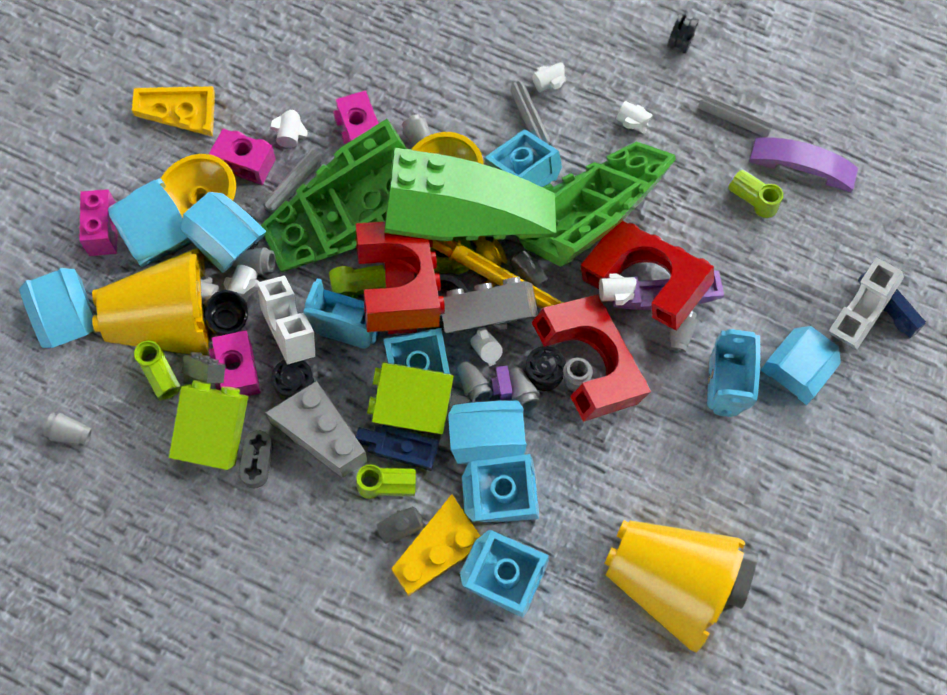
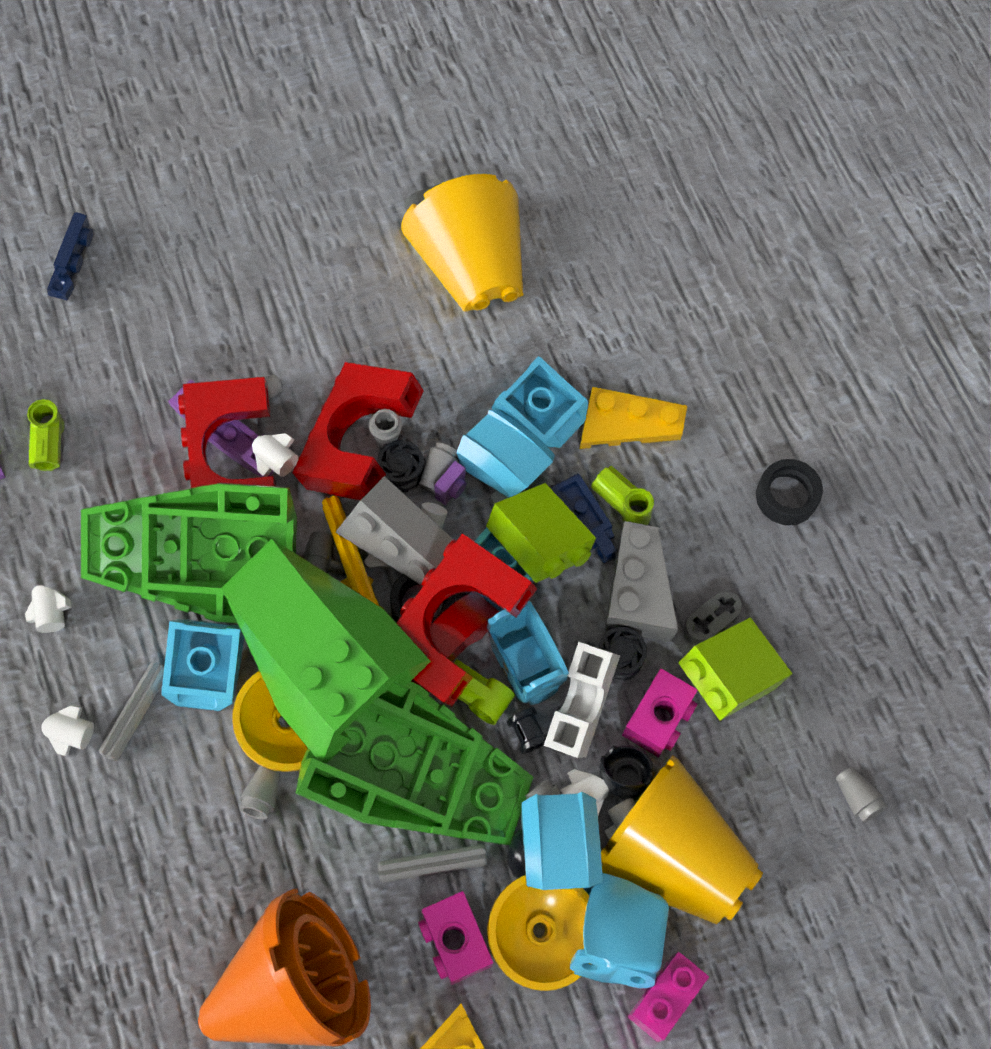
camera: 135 degrees left, 0 degrees up
(57, 307) = (780, 932): medium azure slope -> none
(157, 371) = (734, 773): lime piece -> none
(203, 368) = (695, 727): dark grey piece -> none
(257, 586) = (797, 470): none -> black tyre
(288, 129) = (378, 929): white piece -> none
(296, 61) = (291, 981): none -> orange cone
(301, 285) = (527, 730): none -> black bush
(353, 110) = (305, 839): dark pink brick -> none
(400, 525) = (644, 454): dark grey piece -> none
(474, 383) = (471, 508): light grey cone -> none
(504, 572) = (602, 349): medium azure slope -> none
(734, 372) = (269, 310): medium azure piece -> none
(803, 362) = (195, 285): medium azure slope -> none
(872, 297) = (124, 264): white arch -> none

